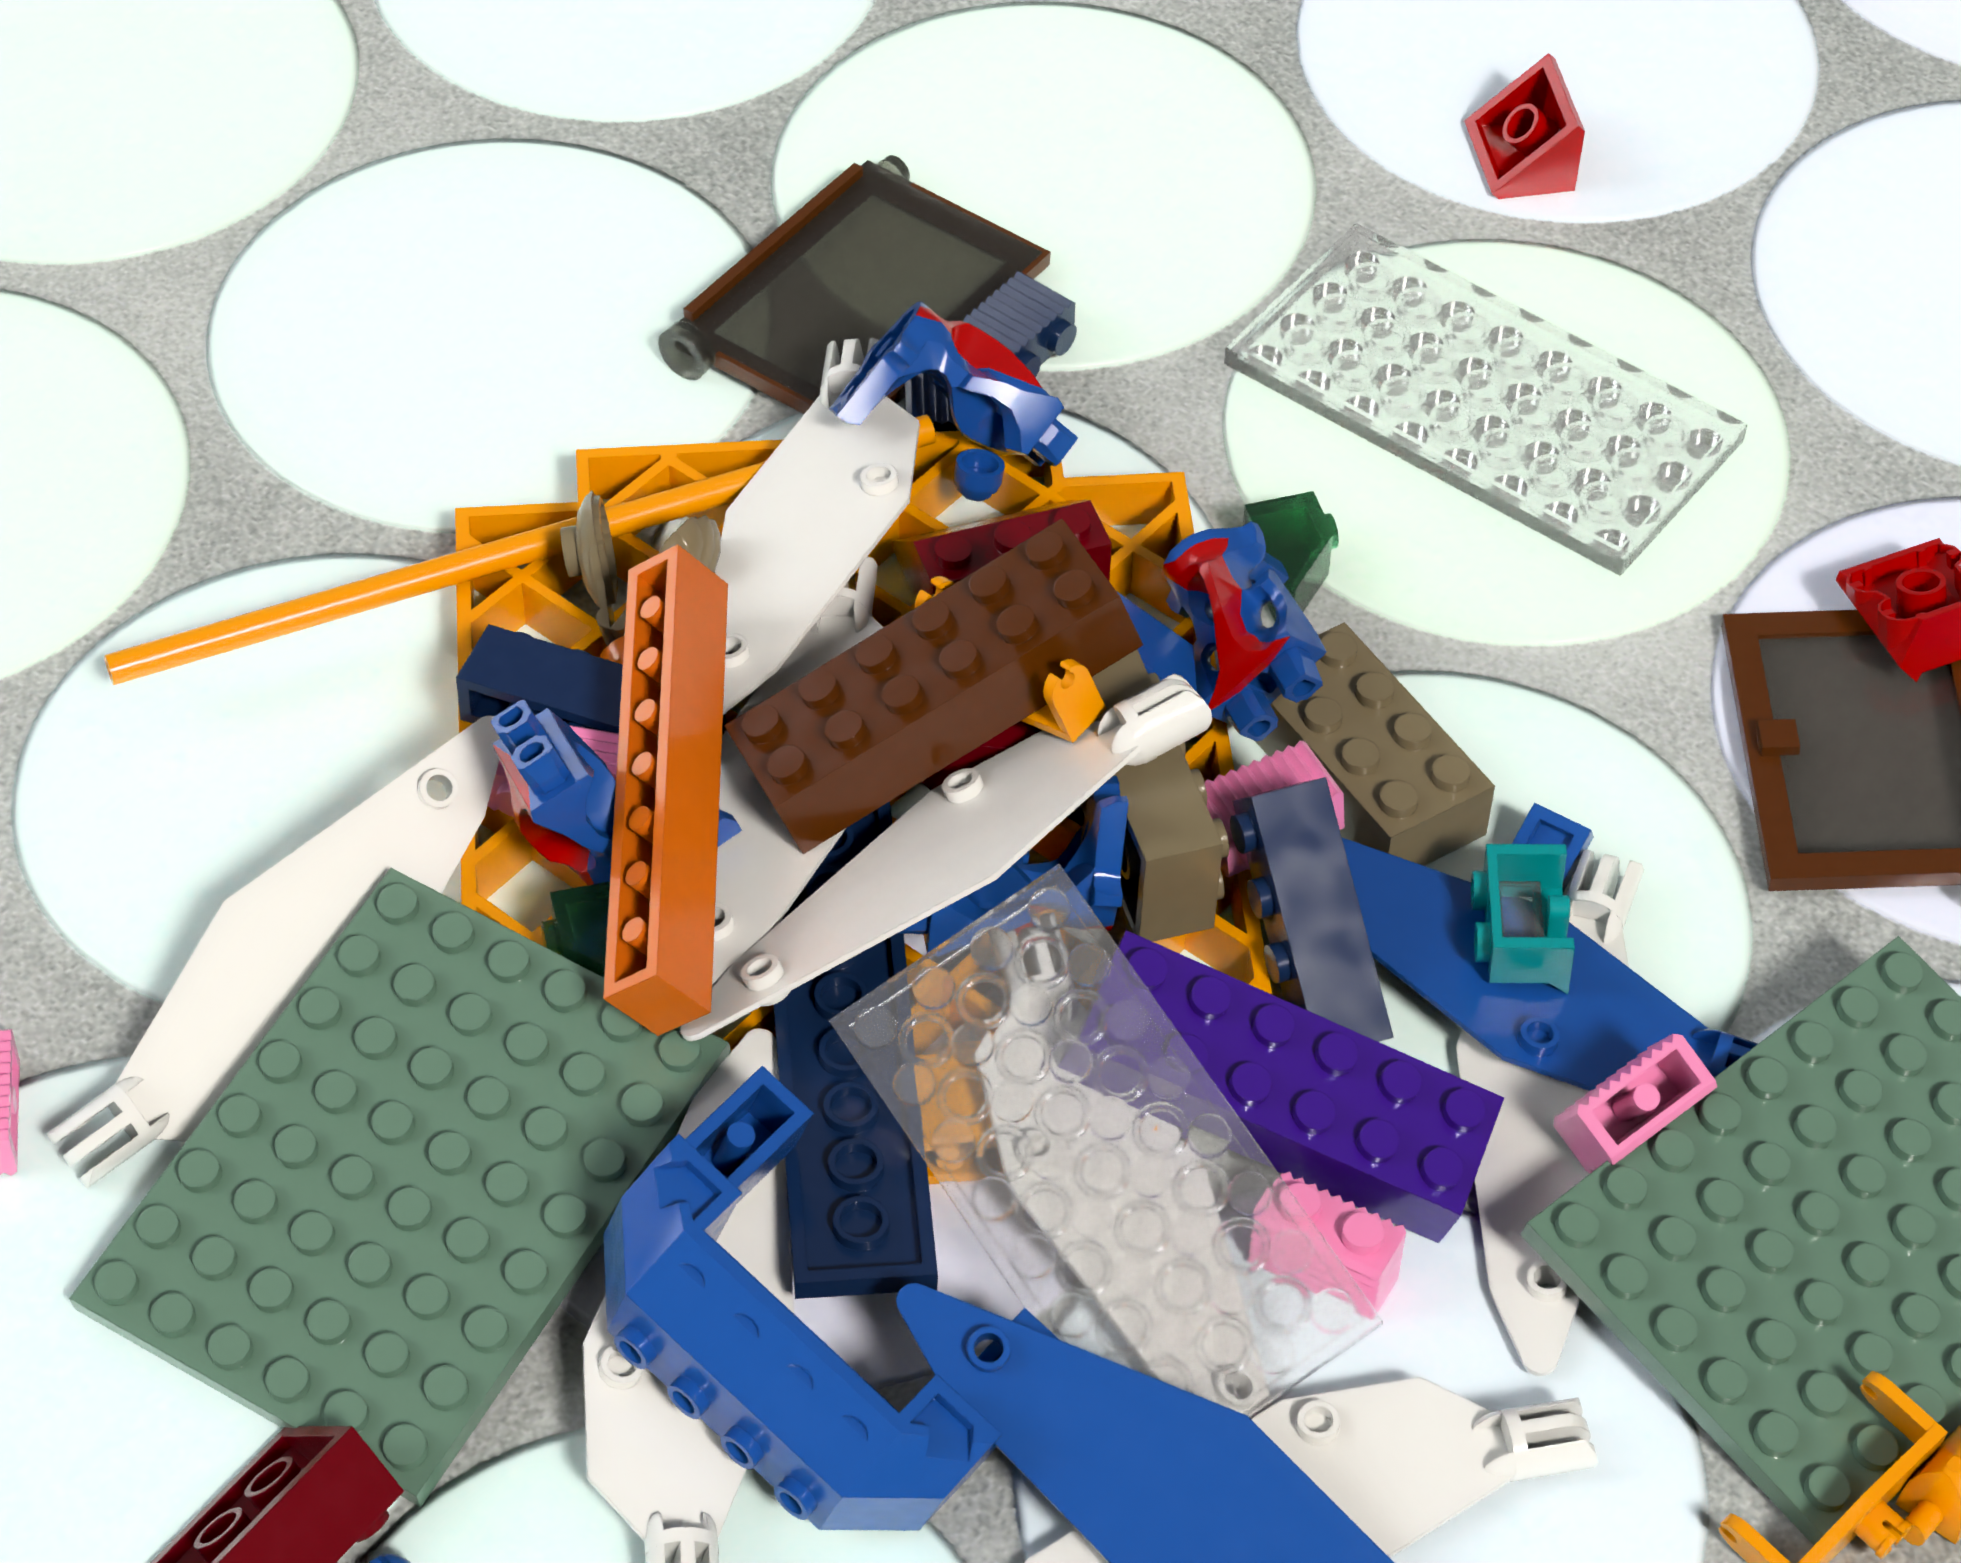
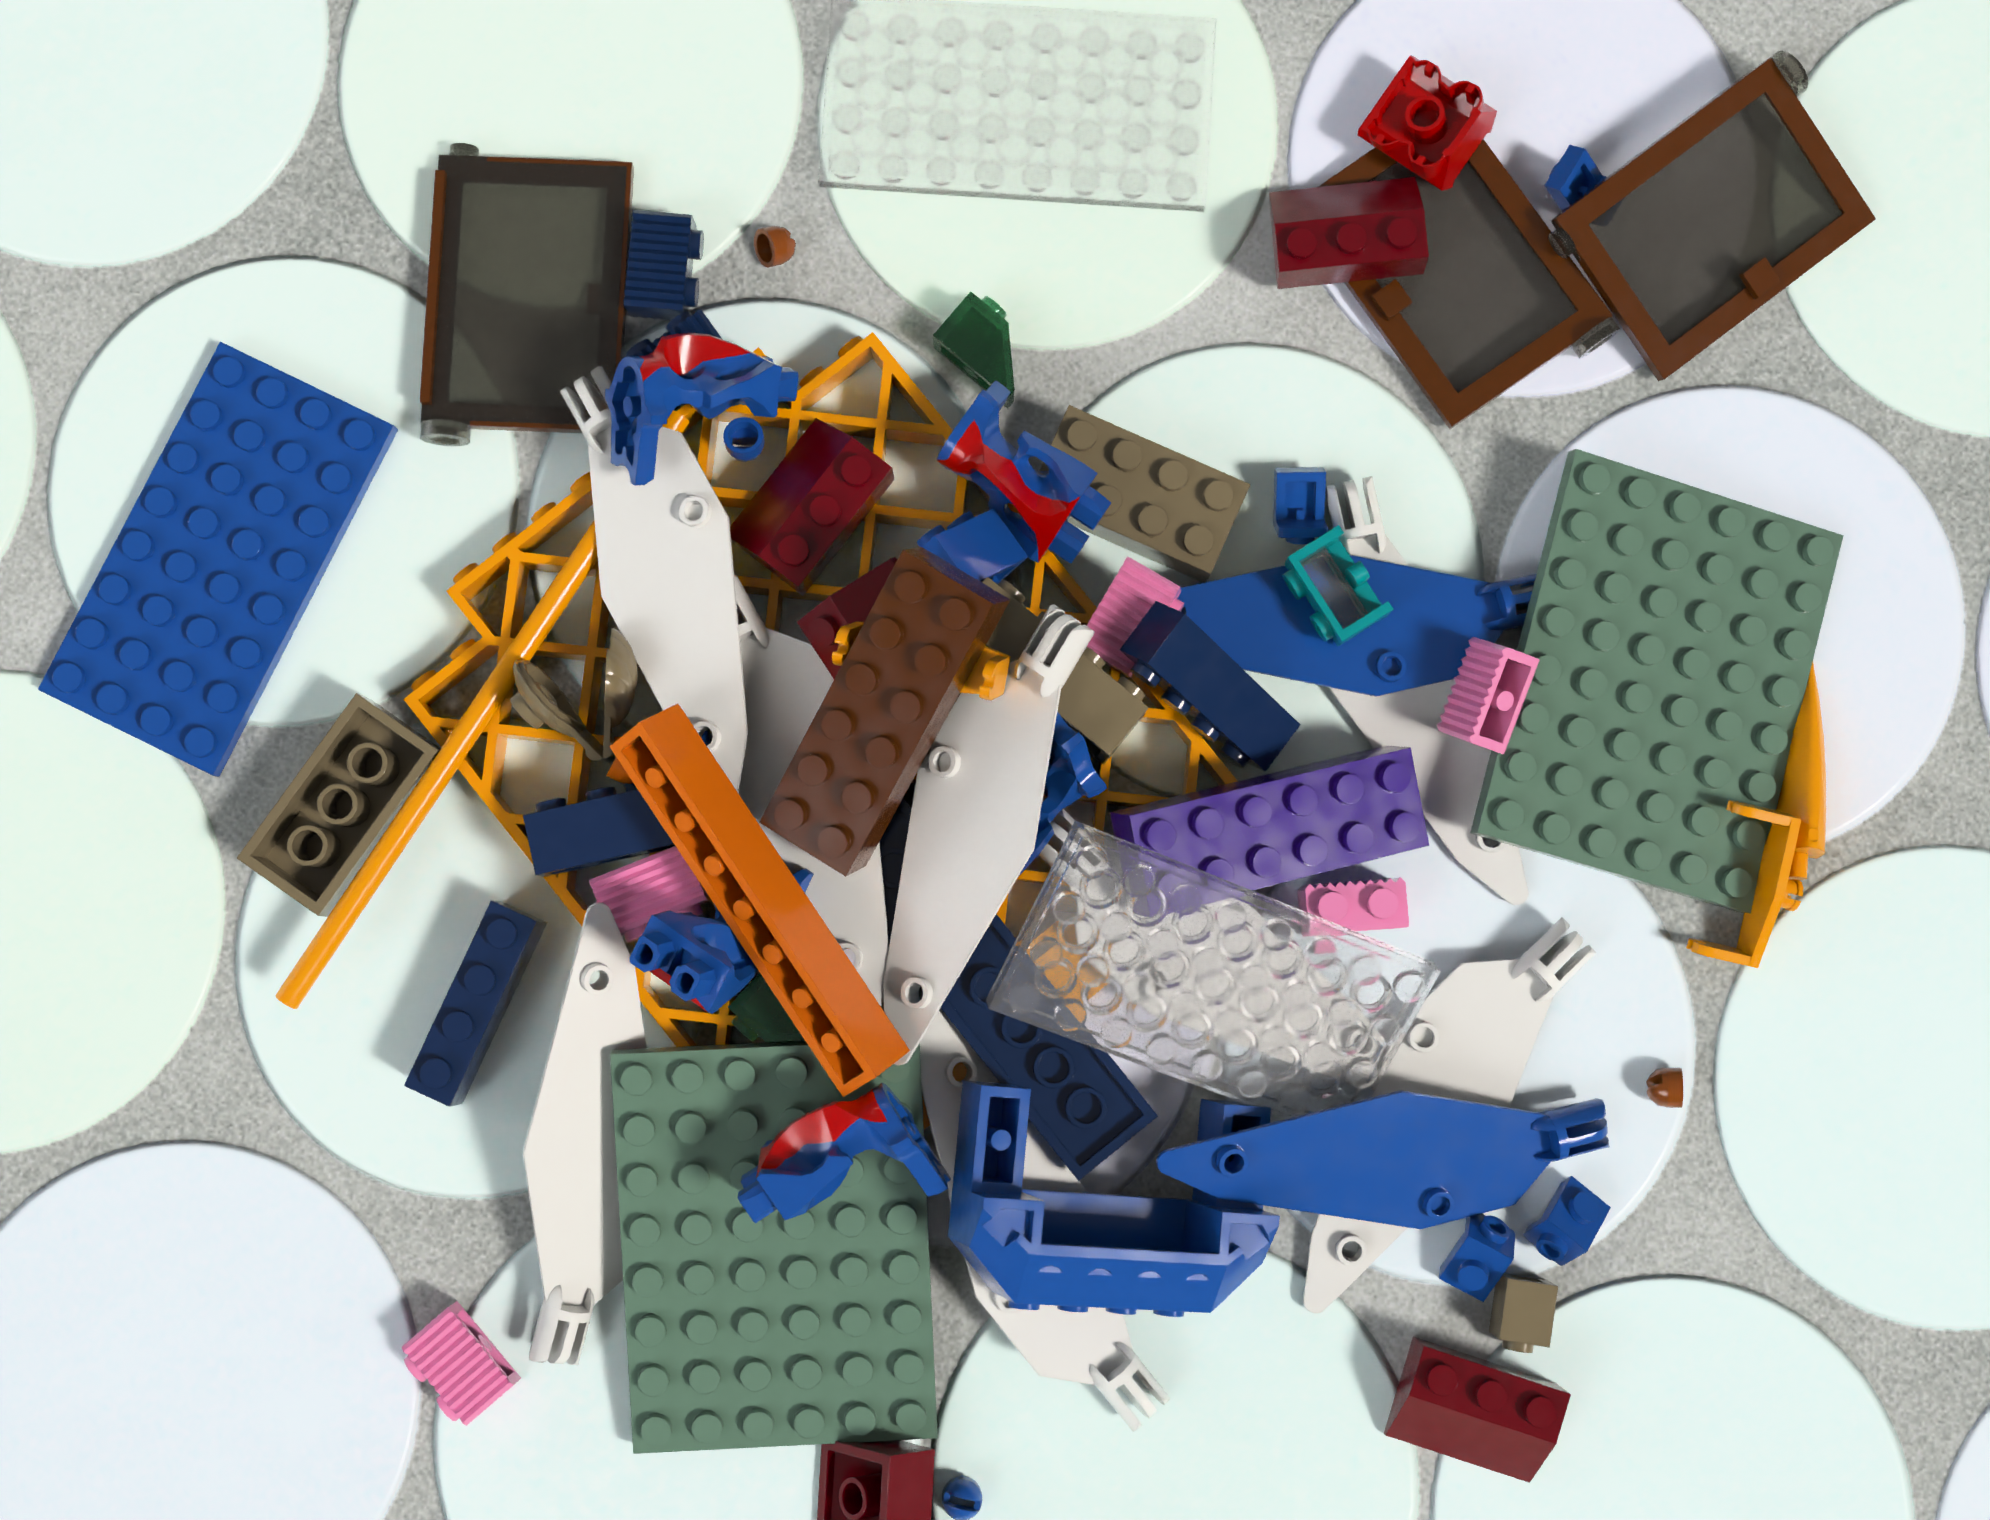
camera: 35 degrees left, 35 degrees up
(282, 798) = (475, 1004): none -> dark blue brick
(311, 547) = (339, 805): none -> dark tan brick
(377, 343) = (218, 559): none -> blue plate
(546, 1043) = (817, 1149): none -> blue hips
(1140, 380) = (773, 245): none -> dark orange hinge
(1760, 656) = (1348, 233): none -> dark red slope

